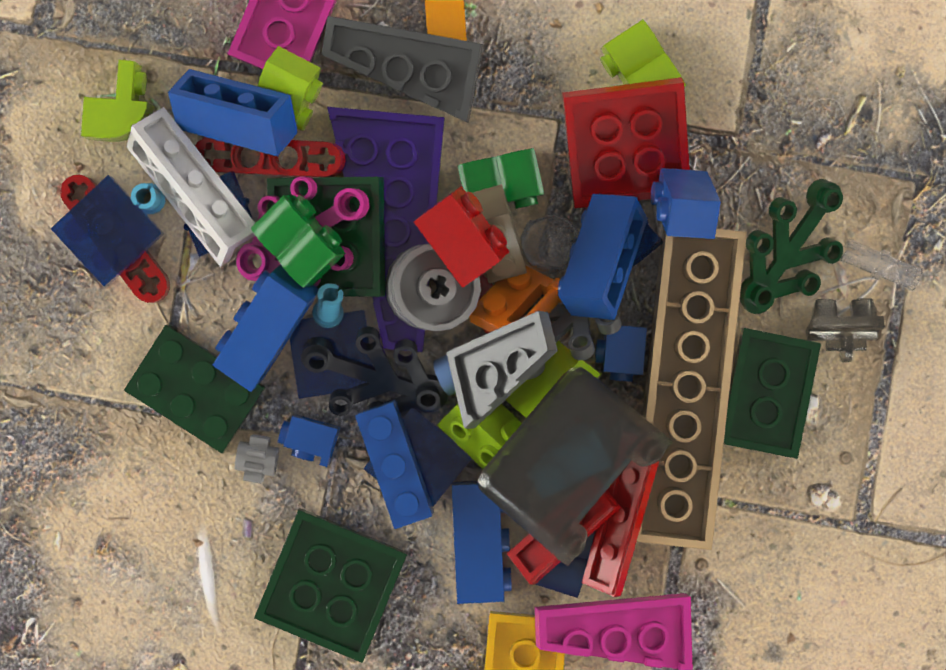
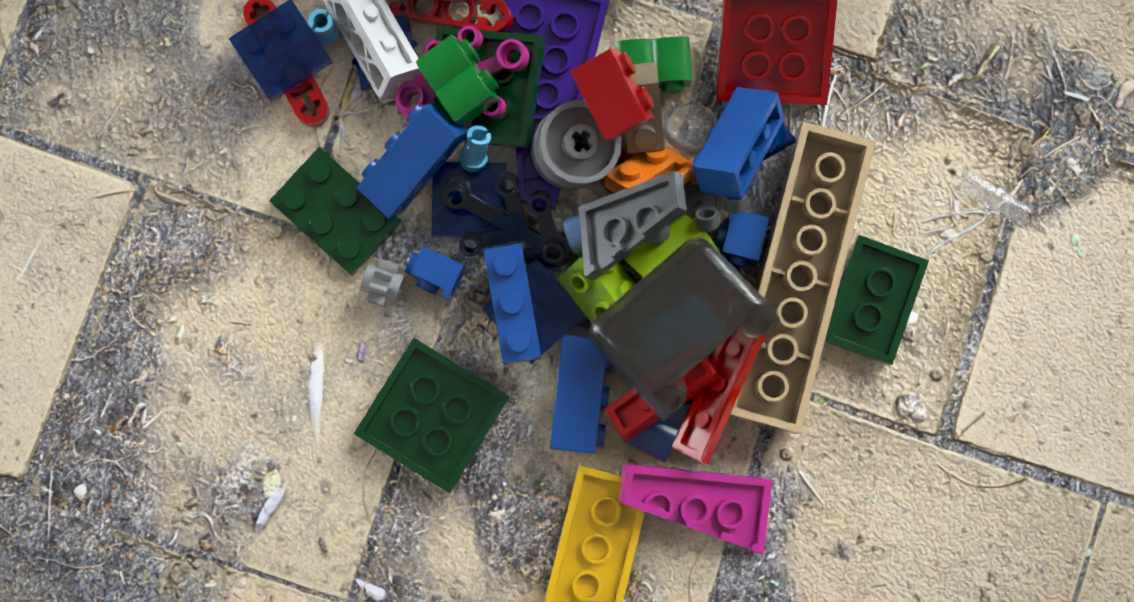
camera: 10 degrees right, 5 degrees down
(686, 203) = (823, 106): blue brick -> none
(762, 286) = (947, 126): dark green plant -> none
(845, 332) = (952, 252): clear smoke hips -> none

